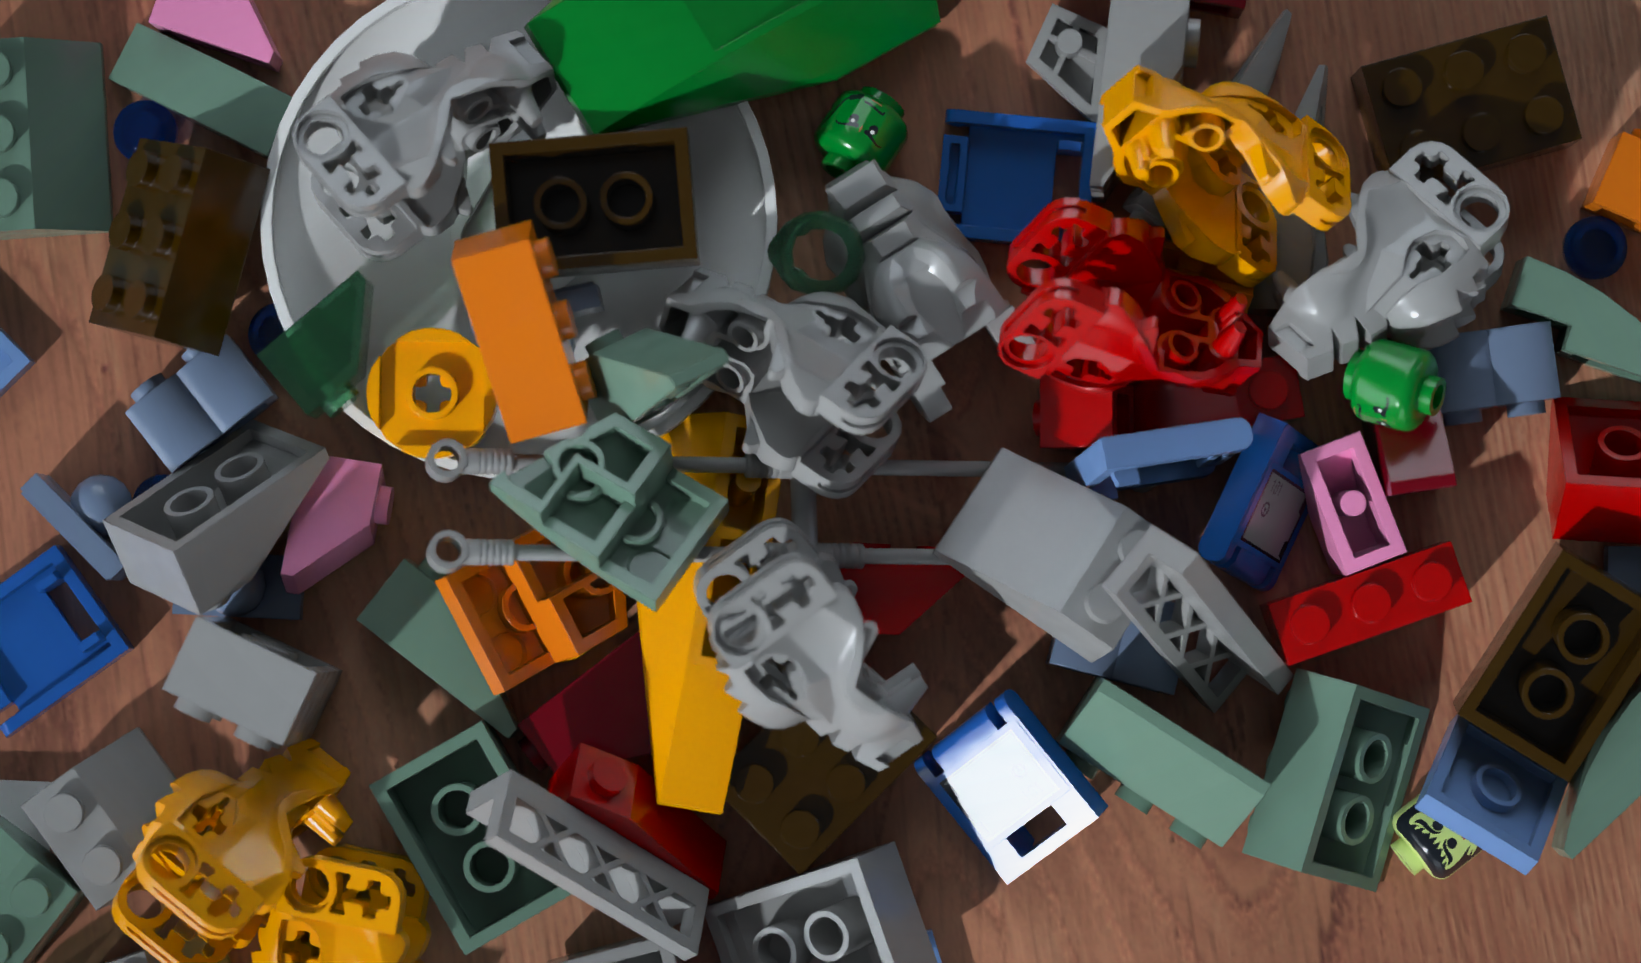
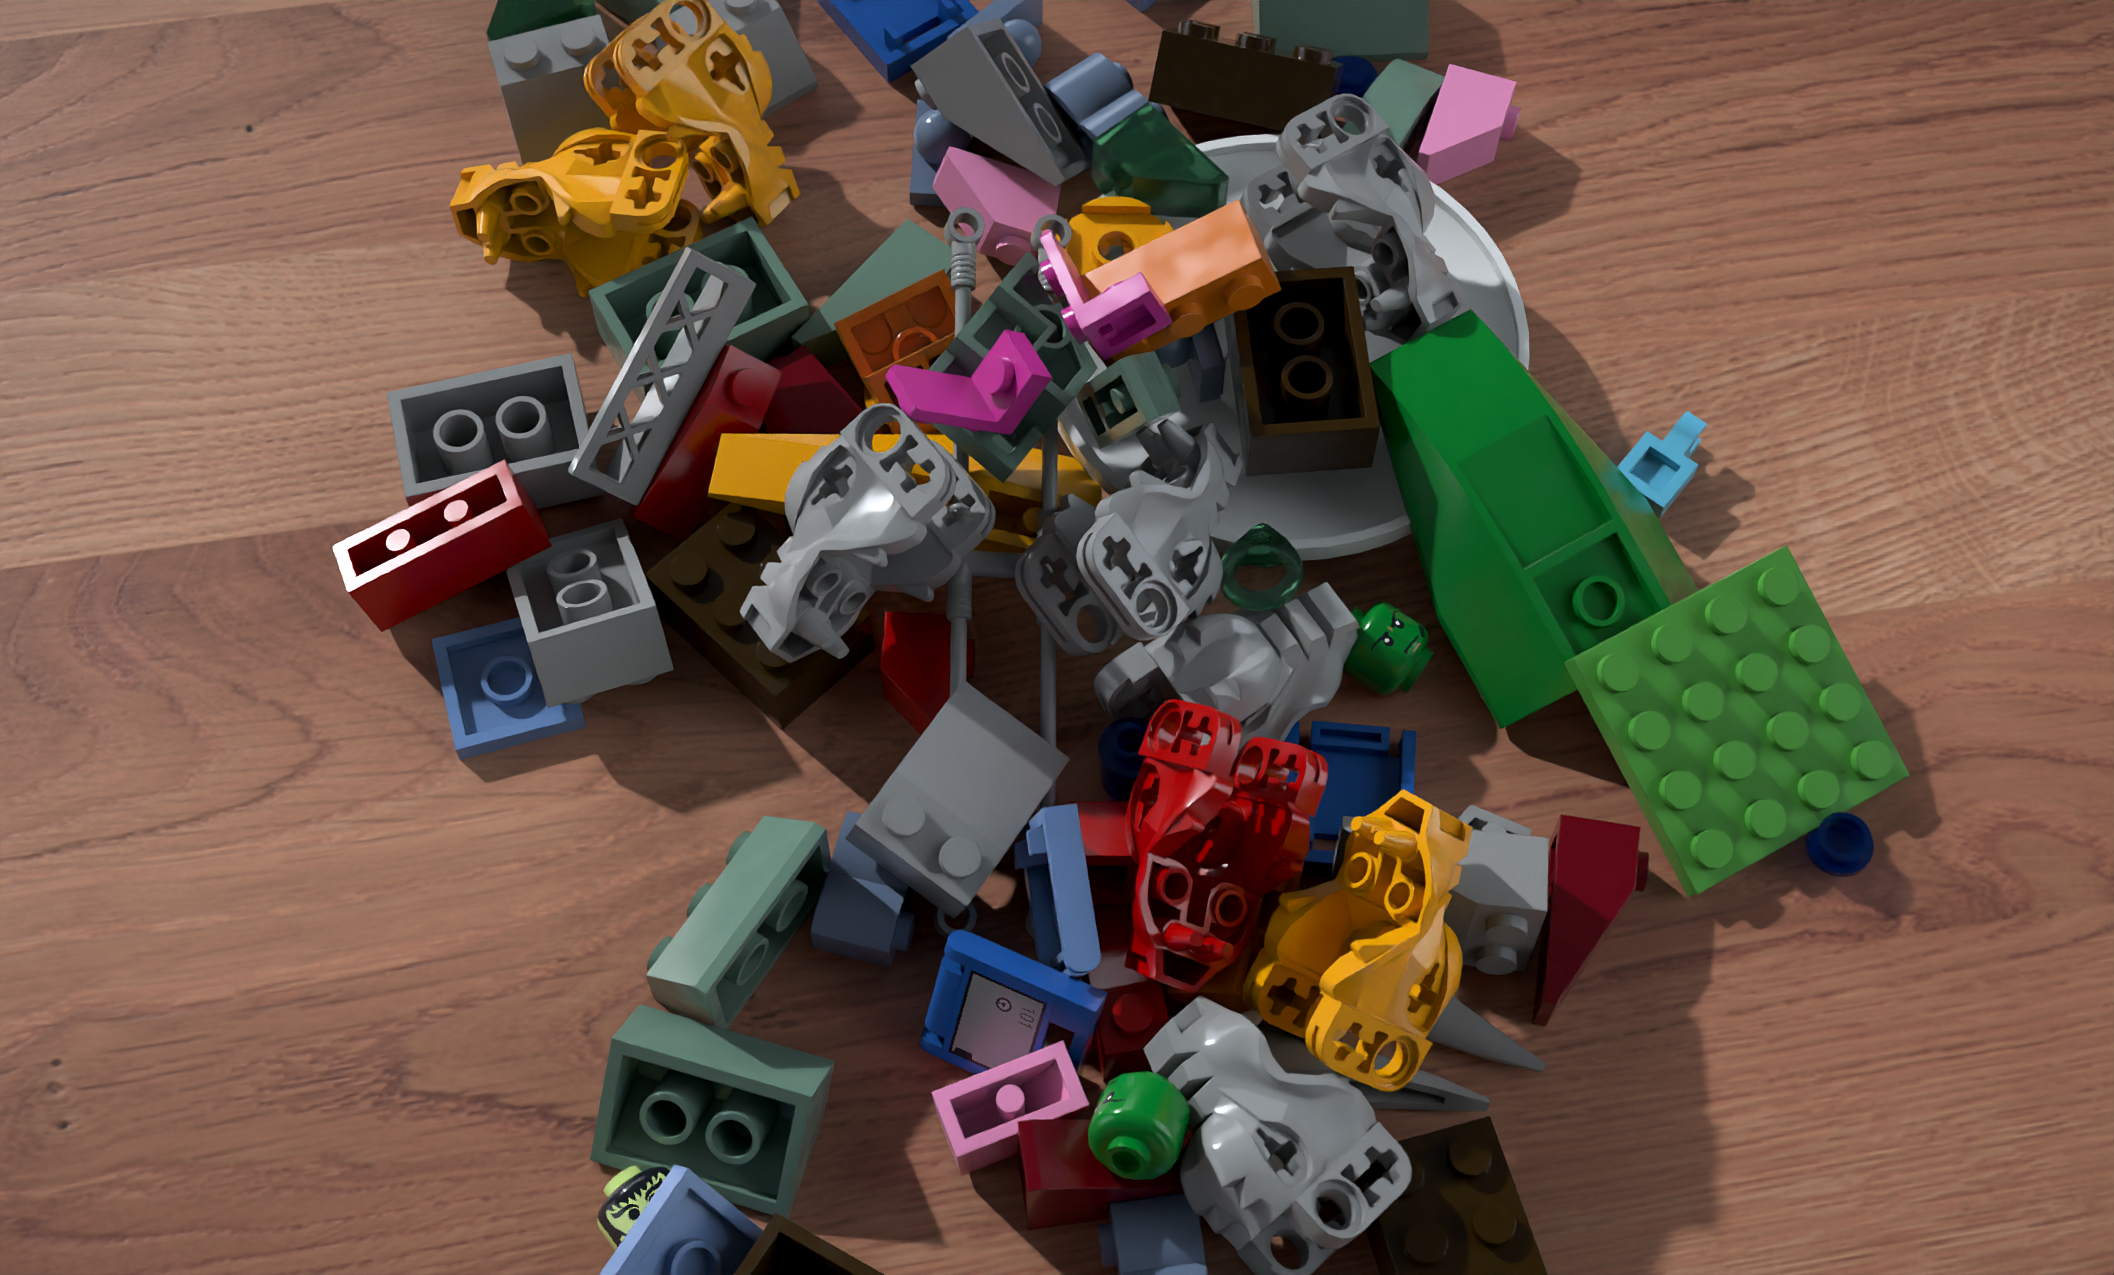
camera: 85 degrees right, 25 degrees down
(251, 681) = (851, 124): light grey brick -> none
(577, 383) = (1112, 319): none -> dark pink bracket
(673, 539) = (988, 401): none -> dark pink bracket
(983, 407) = (1120, 757): none -> clear blue brick
(1002, 777) = (733, 774): container -> none
(1199, 605) = (896, 926): light grey fence -> none
(1365, 603) = (903, 1136): red brick -> none

